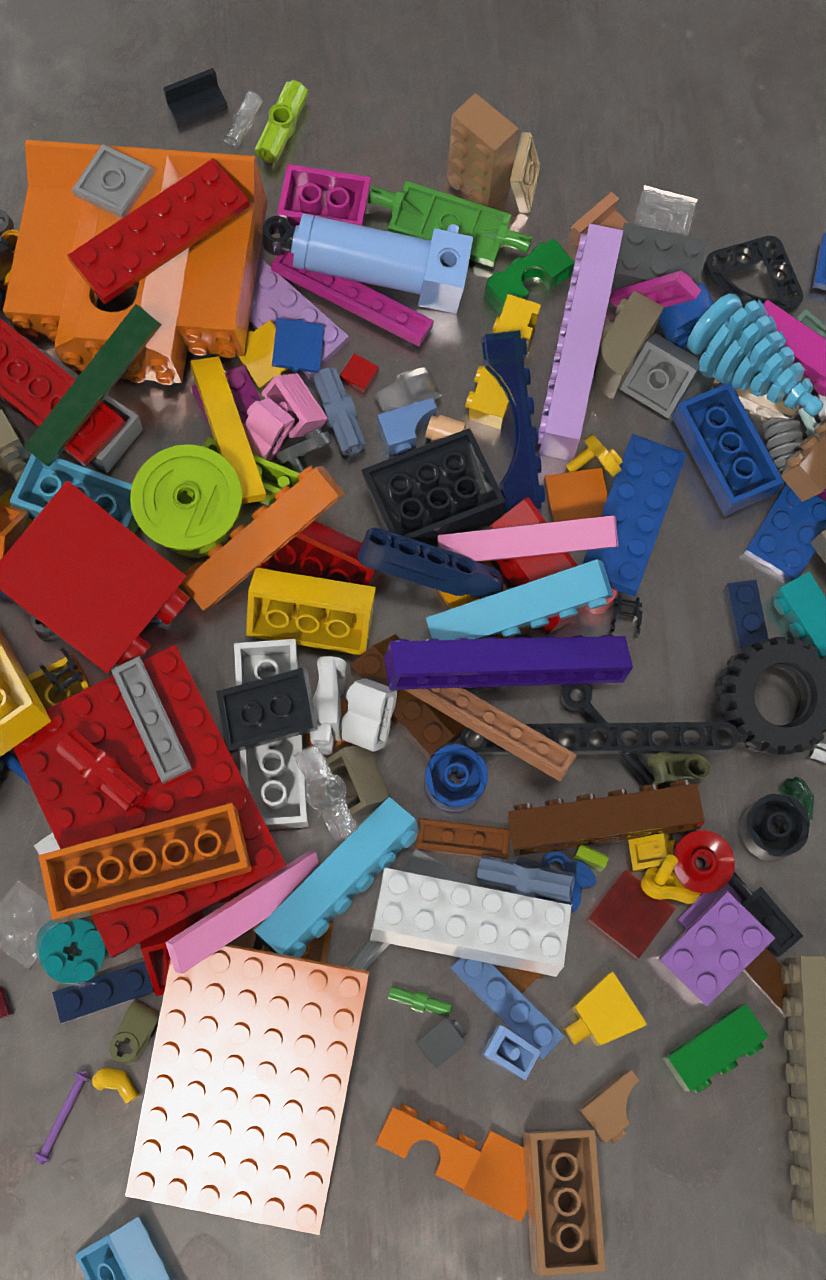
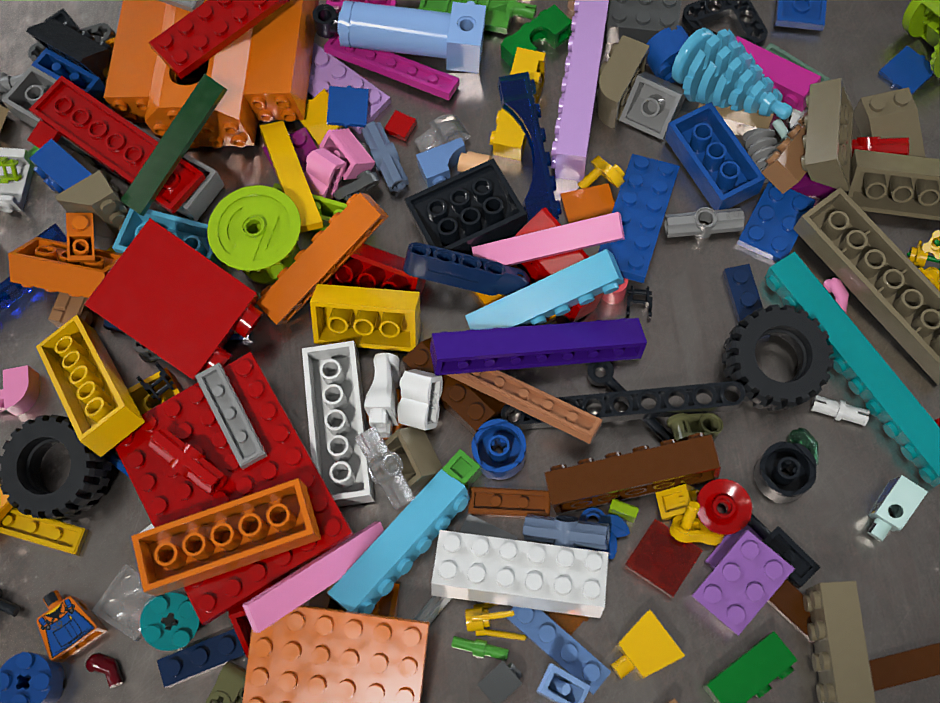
camera: 10 degrees right, 5 degrees down
(267, 710) = (330, 400): black plate -> none
(412, 797) = (463, 469): none -> bright green panel
(421, 969) = (479, 618): none -> yellow plant
(664, 290) = (648, 30): dark pink plate -> none
(727, 526) = (719, 222): none -> light grey piece

